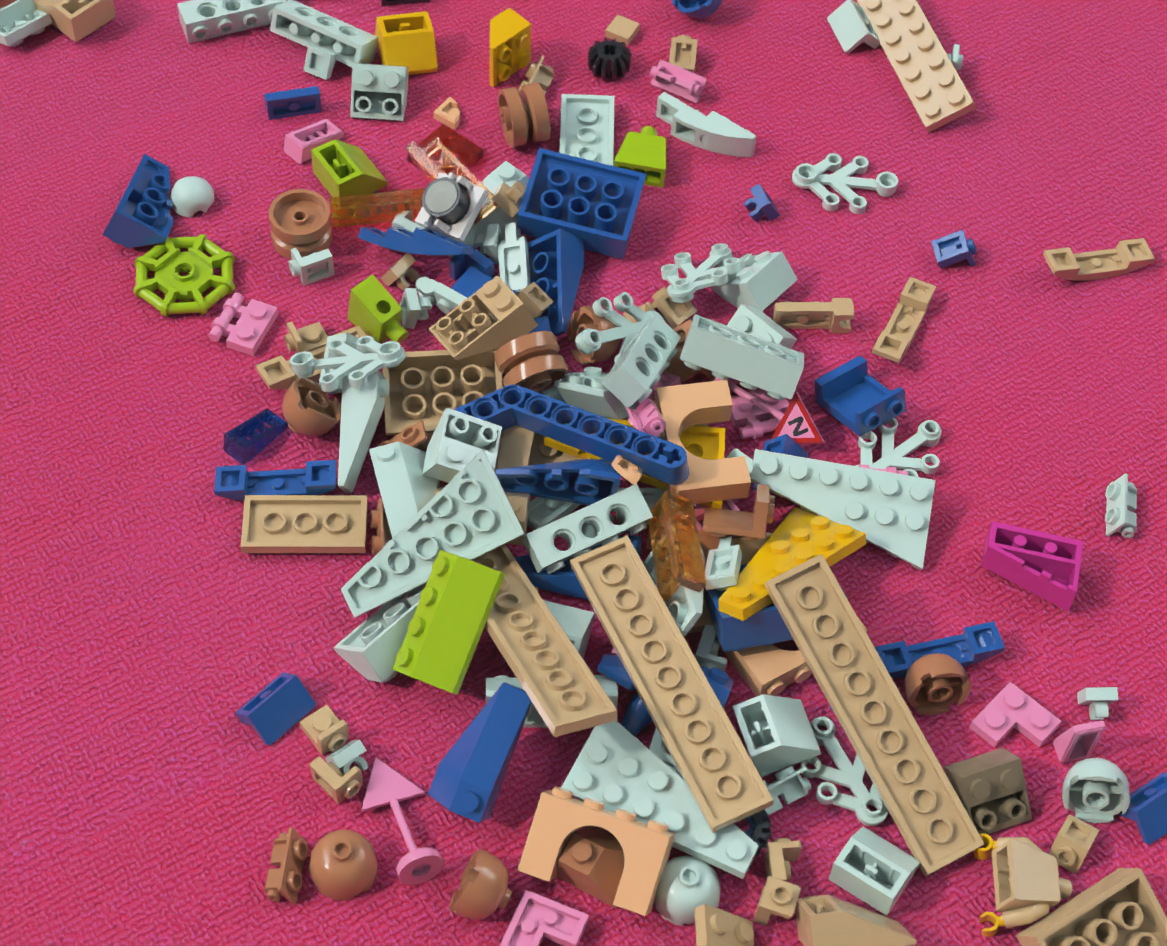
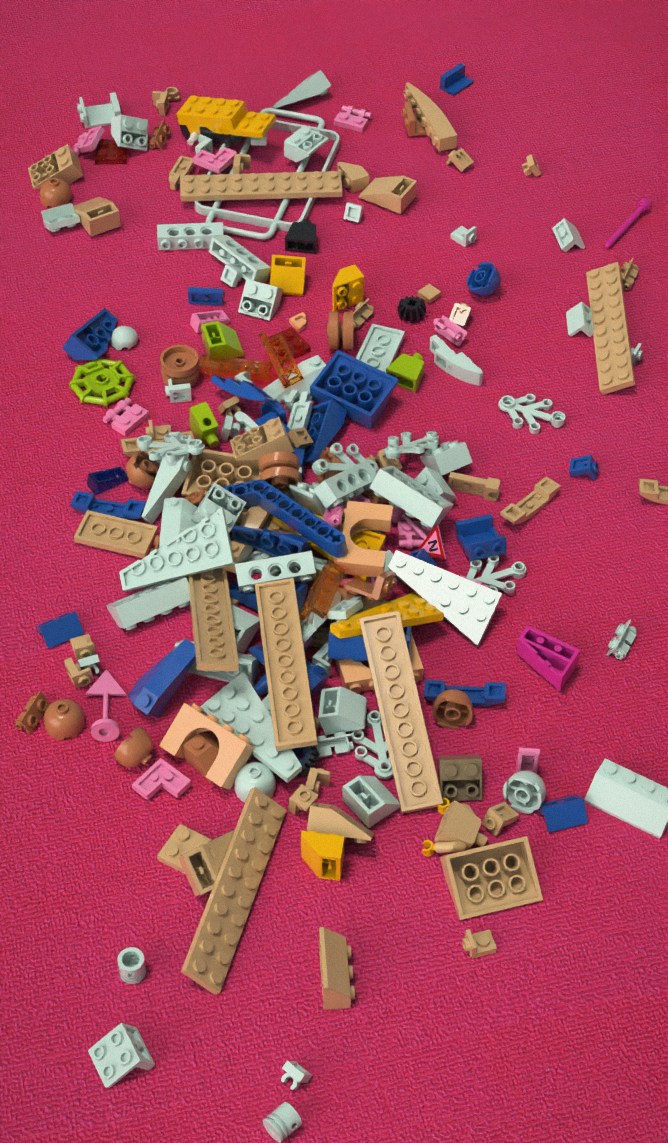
camera: 20 degrees right, 5 degrees down
(448, 621) = (170, 601): lime slope -> none
(449, 207) = (268, 372): piece -> none
(509, 197) = (308, 375): tan tile -> none
(627, 469) = (309, 542): light nougat tile -> none
(763, 204) = (471, 414): tile -> none
(1014, 710) = (497, 737): bright pink plate -> none
(1098, 700) = (552, 743): light aqua tile -> none

